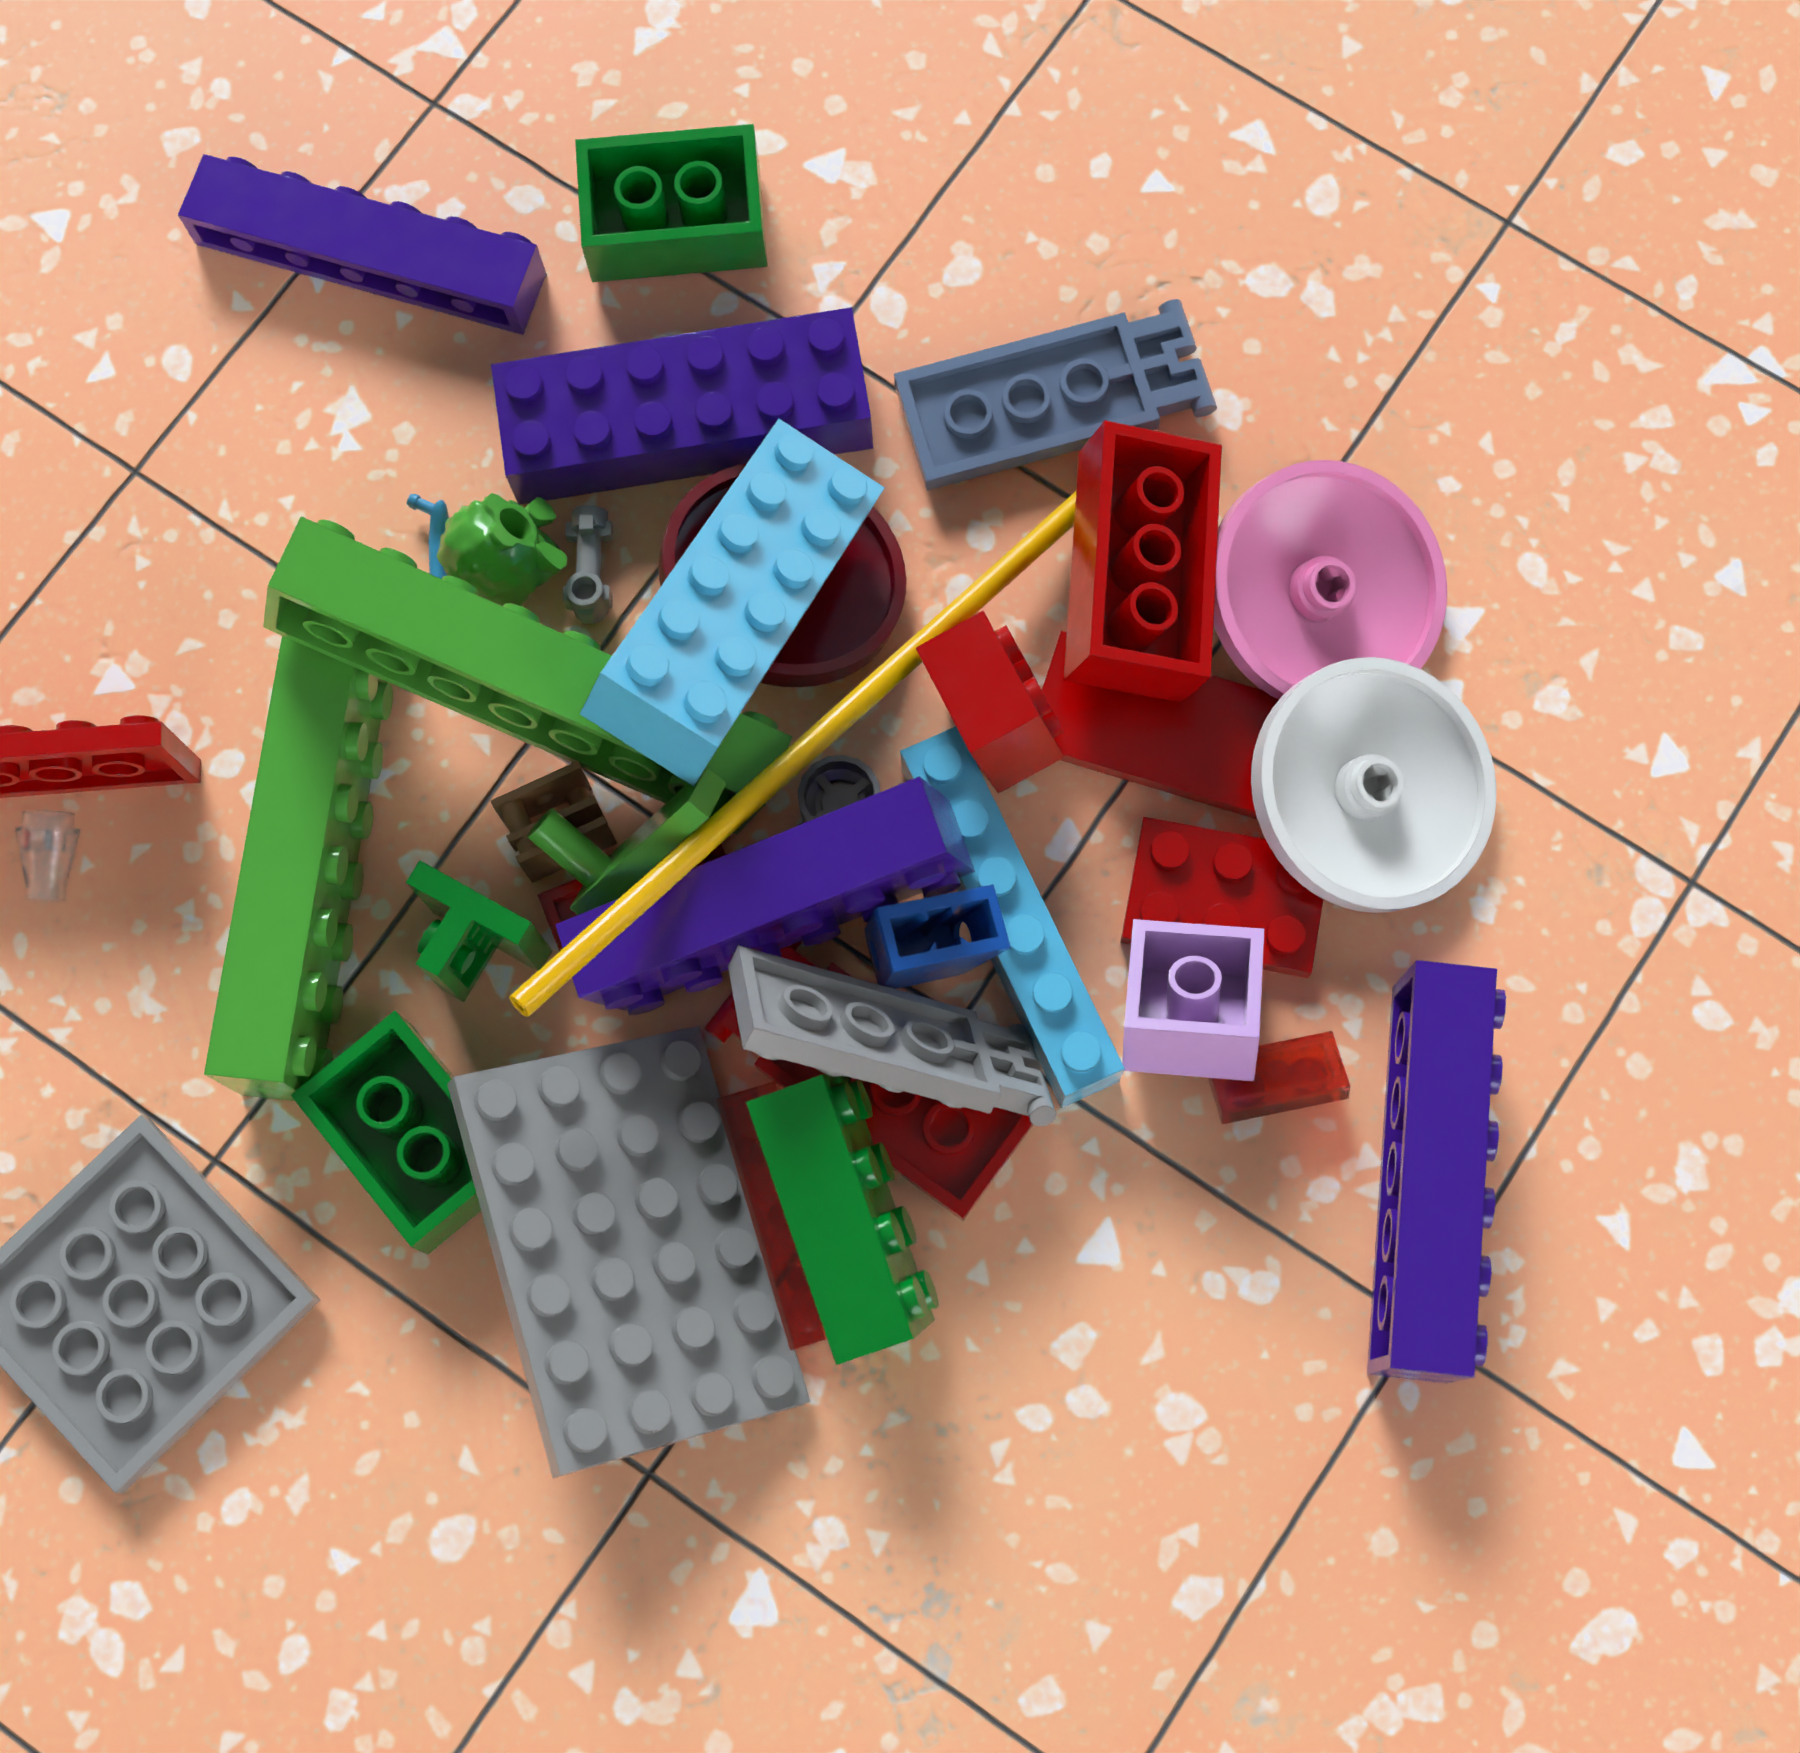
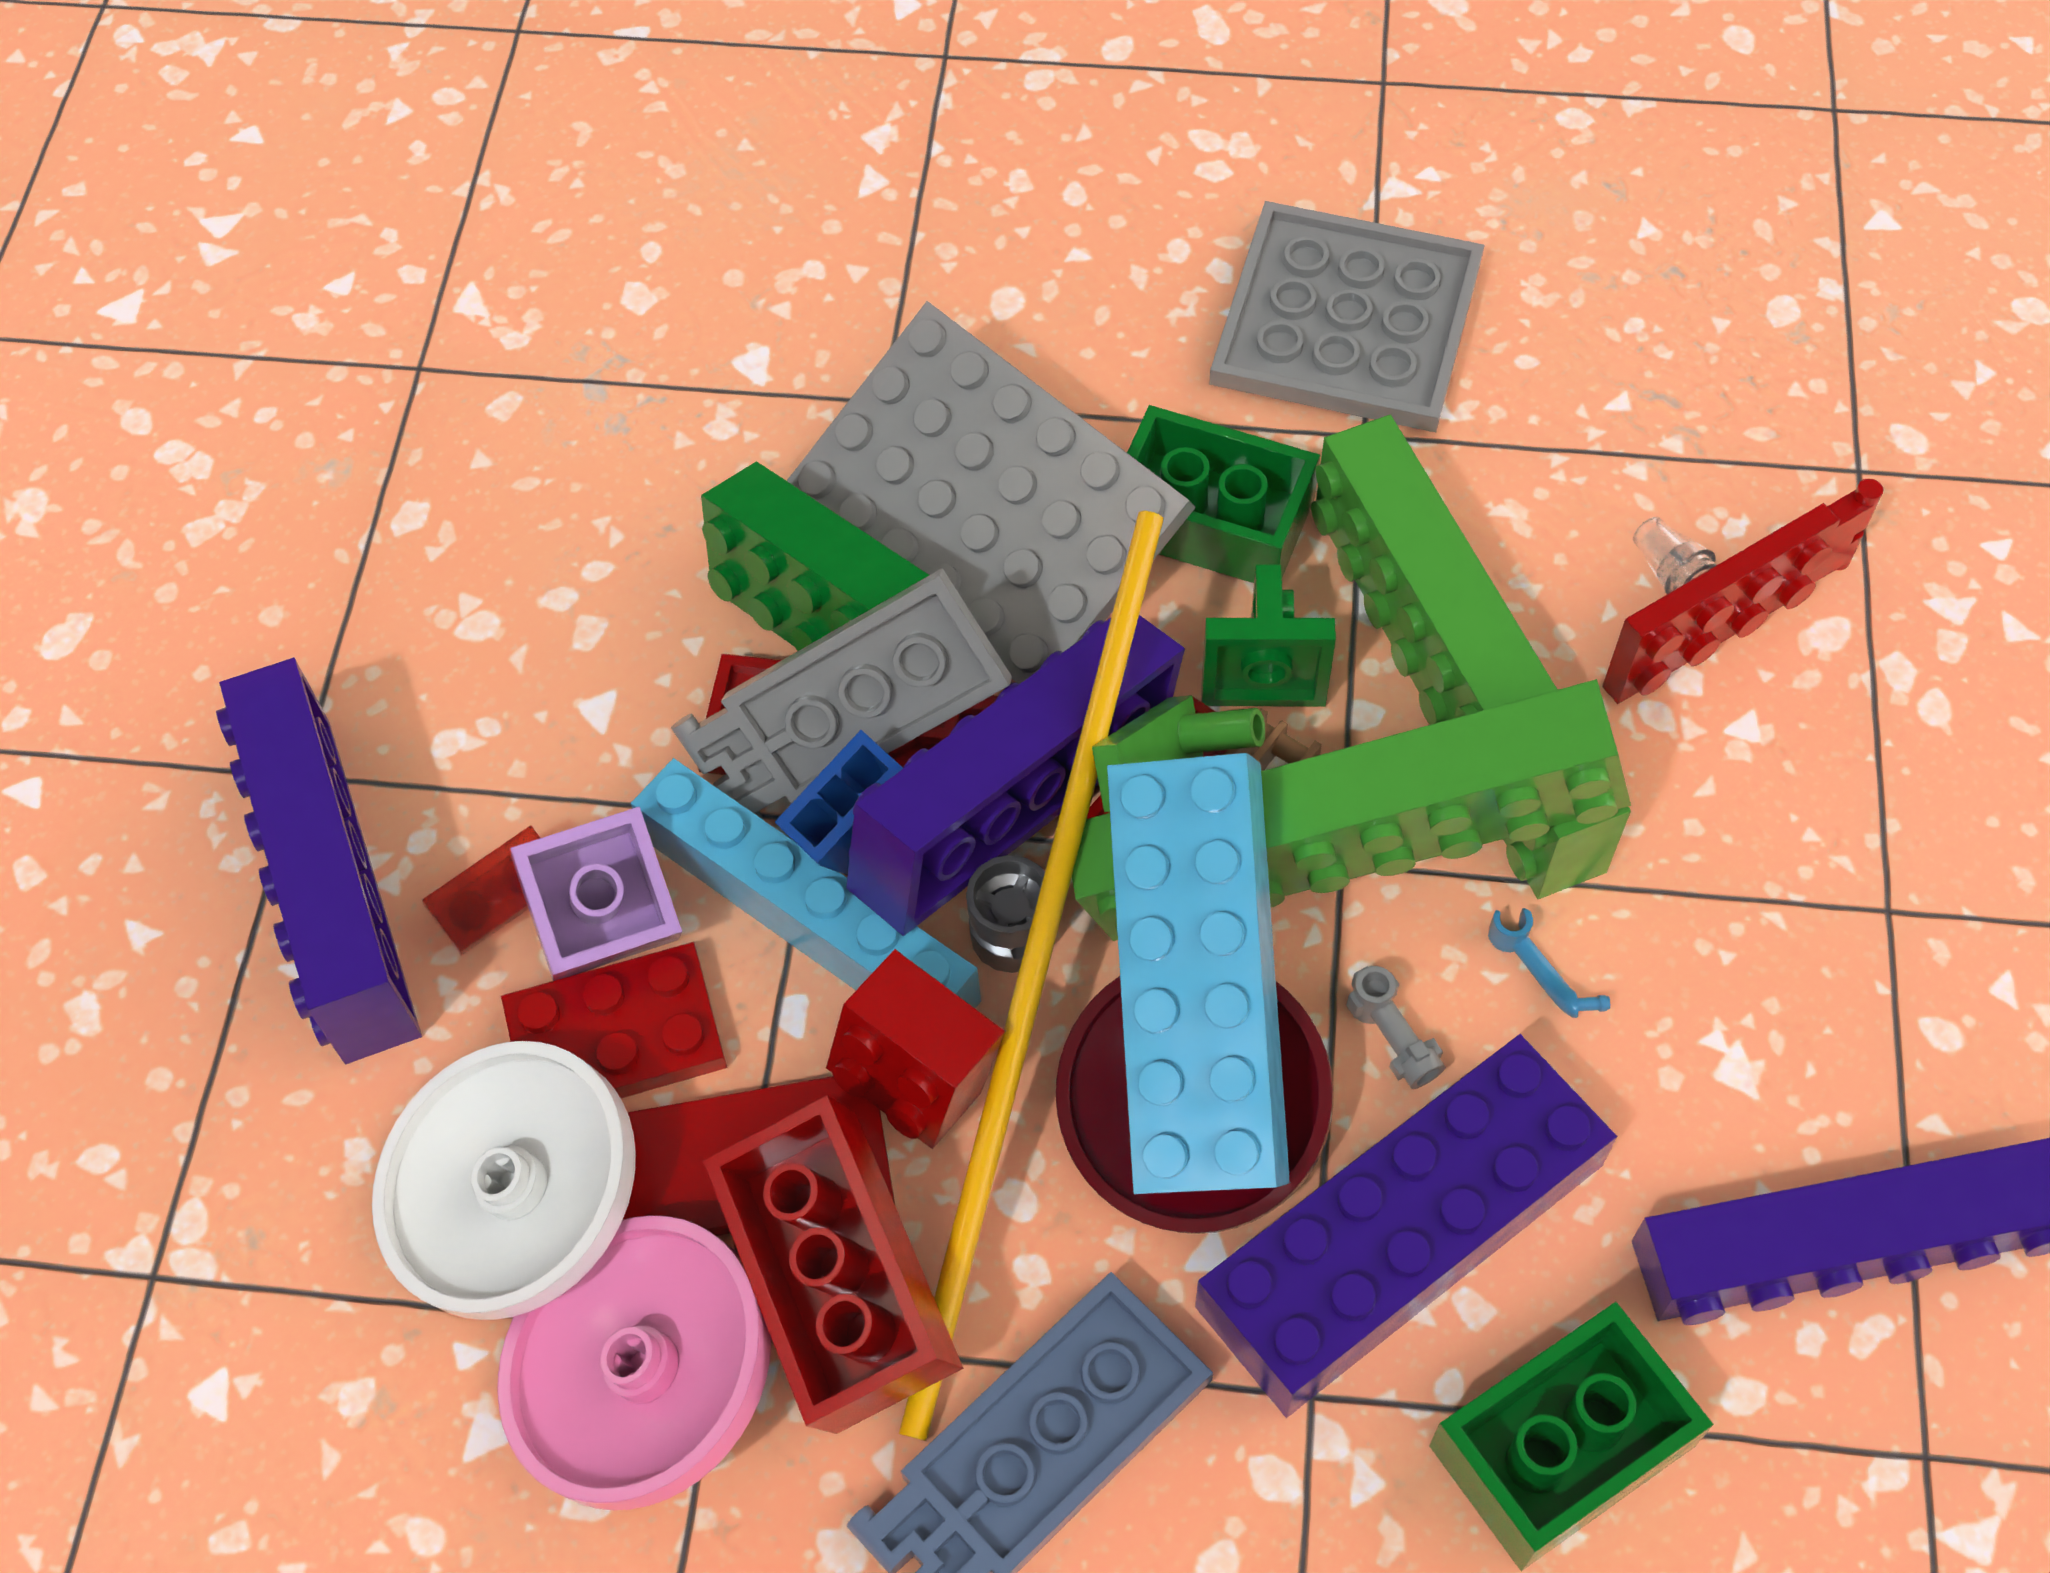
camera: 150 degrees right, 15 degrees down
(501, 548) = (1474, 976): bright green animal -> none

